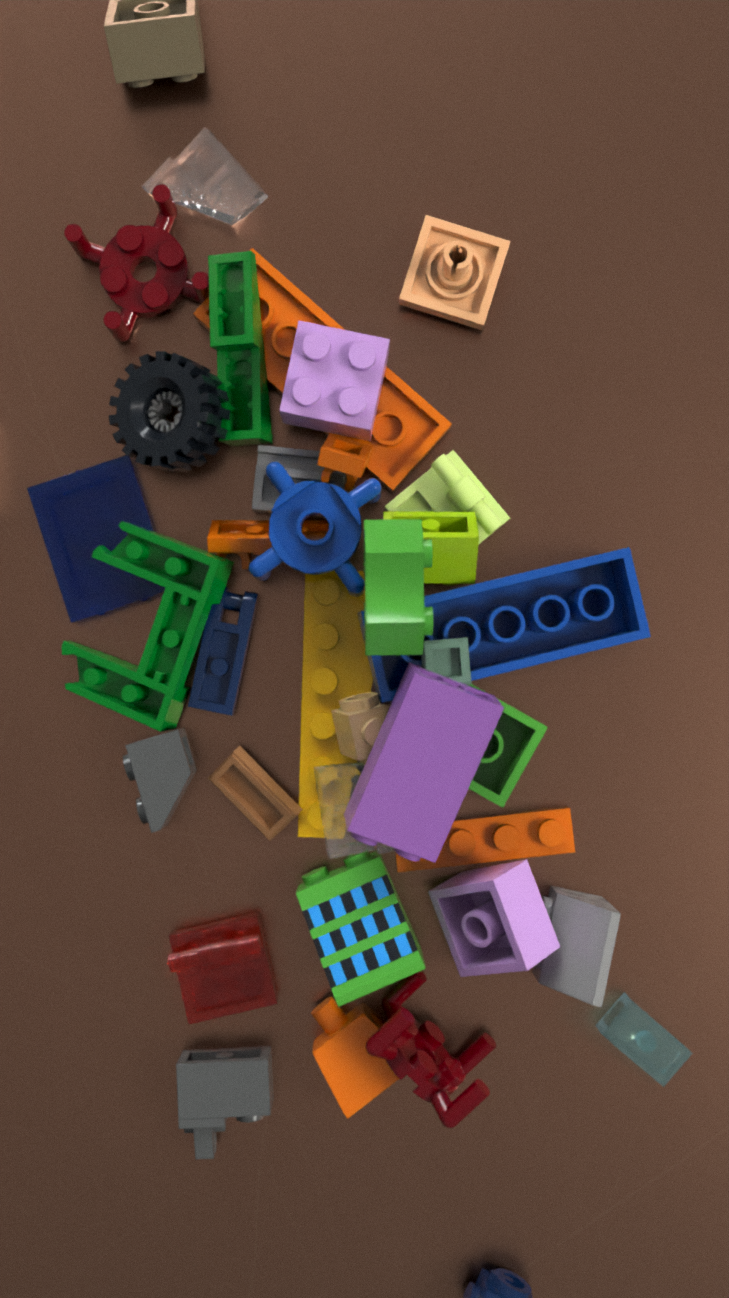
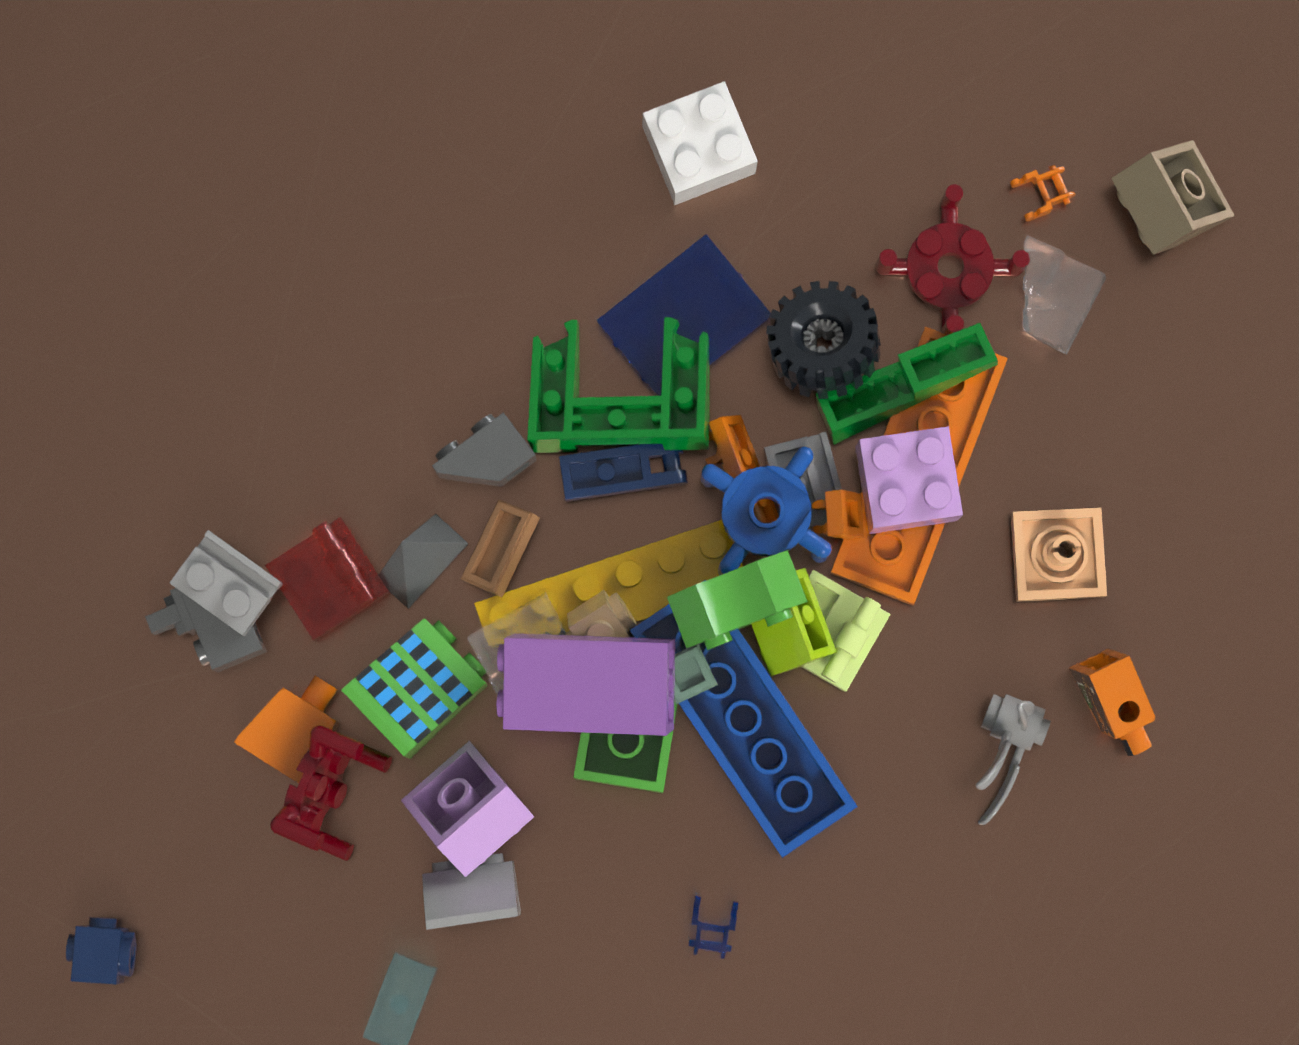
camera: 65 degrees right, 5 degrees down
(90, 158) = (1035, 178): none -> orange piece
(191, 1074) = (226, 583): none -> light grey plate
(237, 871) = (421, 560): none -> dark grey slope
(501, 838) = (538, 788): orange plate -> none
(602, 369) = (1016, 724): none -> light grey plant
(608, 267) = (1106, 684): none -> orange torso
(686, 707) = (711, 945): none -> clear blue piece

